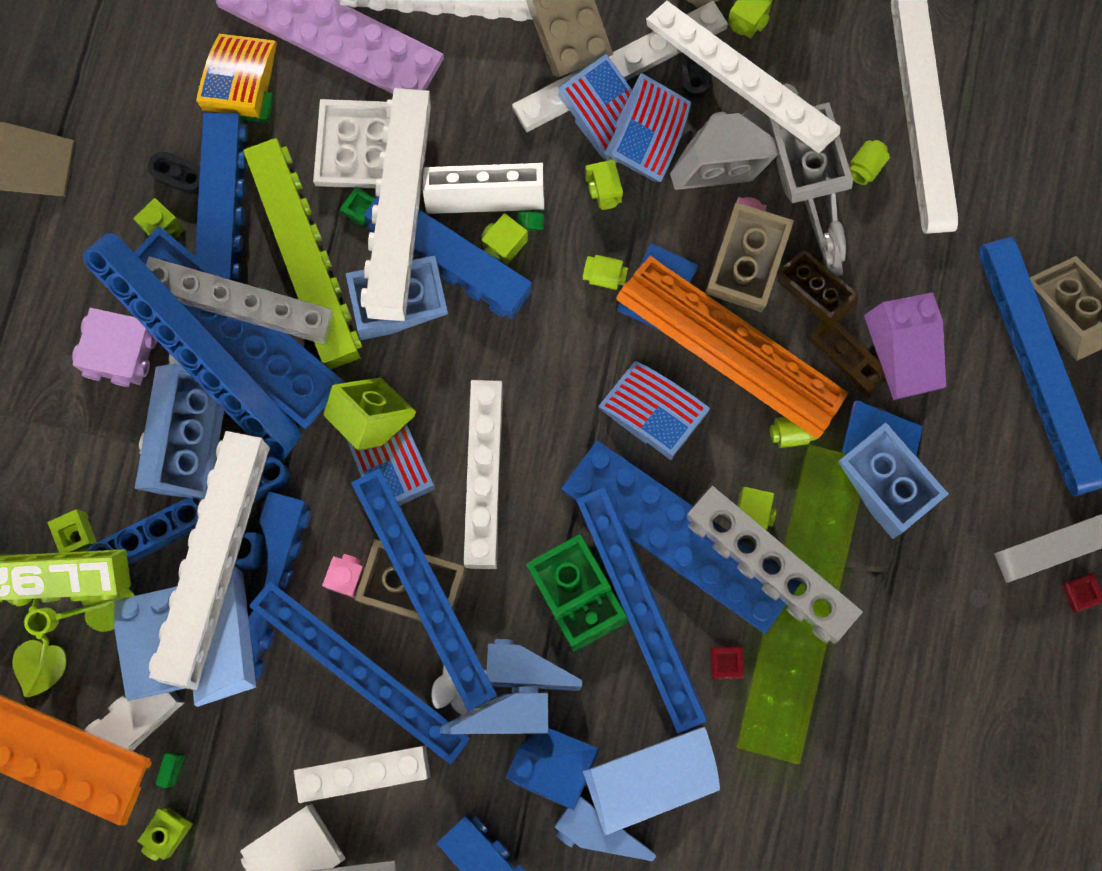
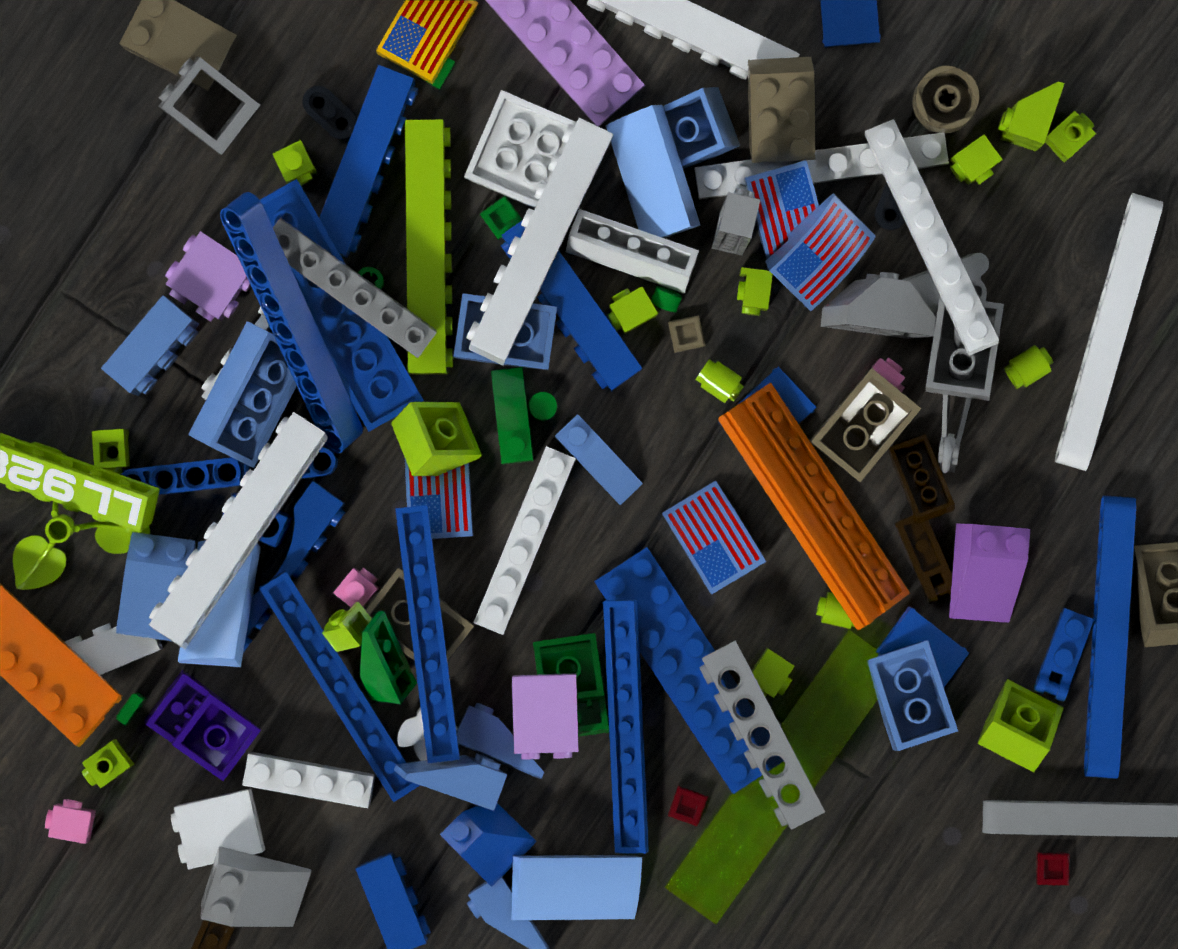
camera: 15 degrees right, 10 degrees up
(78, 425) = (151, 347): none -> medium blue brick
(94, 211) = (234, 123): none -> light grey window
(244, 761) = (202, 725): none -> dark purple slope
(347, 610) = (346, 627): none -> lime brick
(391, 632) = (384, 663): none -> green slope
(432, 372) = (512, 416): none -> green slope
(455, 352) = (542, 406): none -> green piece
(476, 116) = (653, 172): none -> light blue slope
(490, 80) = (700, 126): none -> medium blue slope
(522, 378) = (598, 459): none -> medium blue slope
(559, 245) = (686, 334): none -> dark tan tile
(562, 623) = (545, 715): none -> lavender brick
(565, 108) = (736, 222): none -> light grey brick
(999, 473) = (1021, 726): none -> lime slope
(1006, 395) = (1063, 653): none -> blue plate

